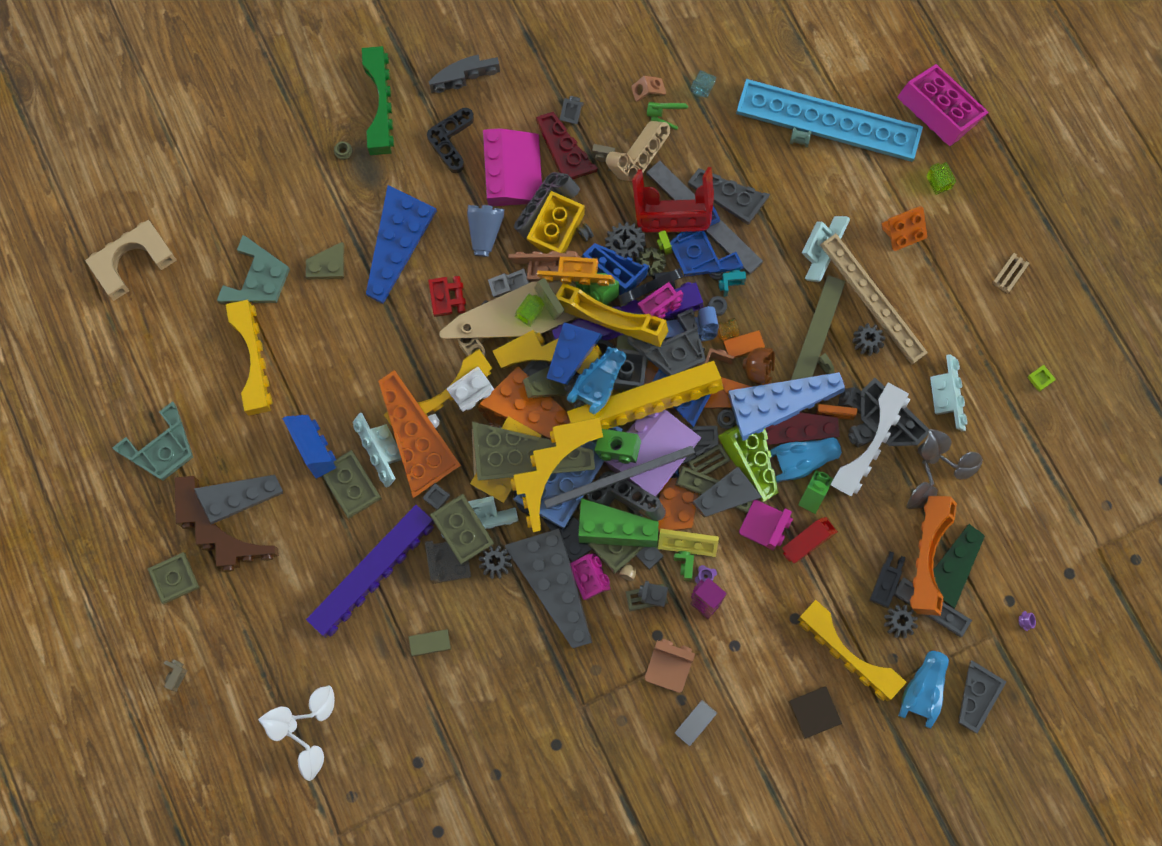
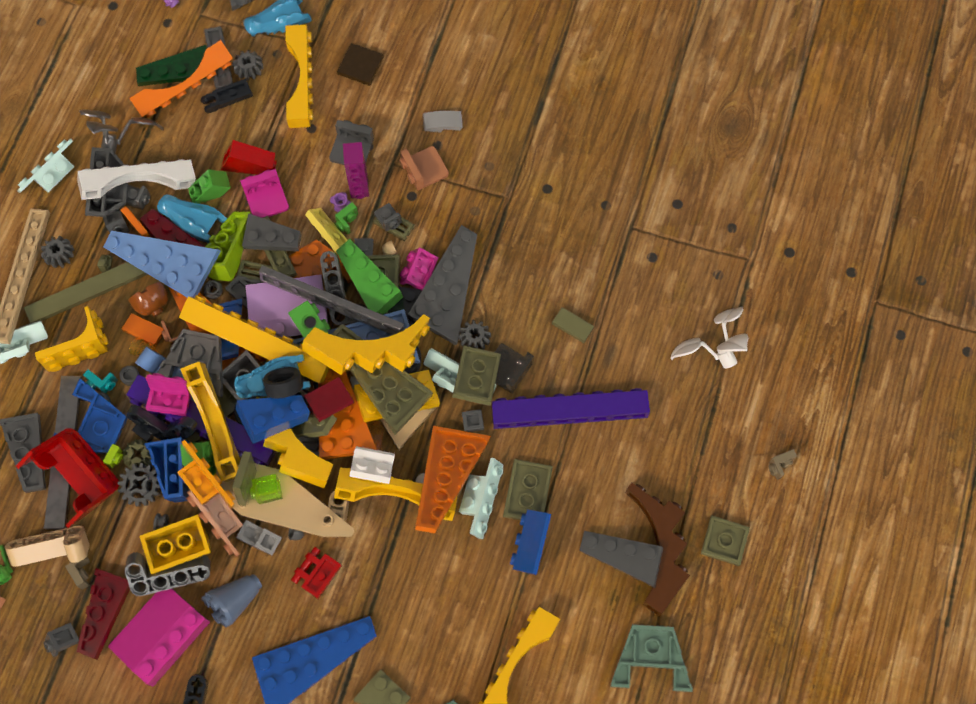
camera: 140 degrees left, 5 degrees down
(544, 403) = (328, 399): none -> dark red slope
(572, 375) = (282, 382): none -> black tyre
(744, 629) = (350, 133): none -> dark grey bracket
(765, 301) = (86, 346): none -> yellow bracket

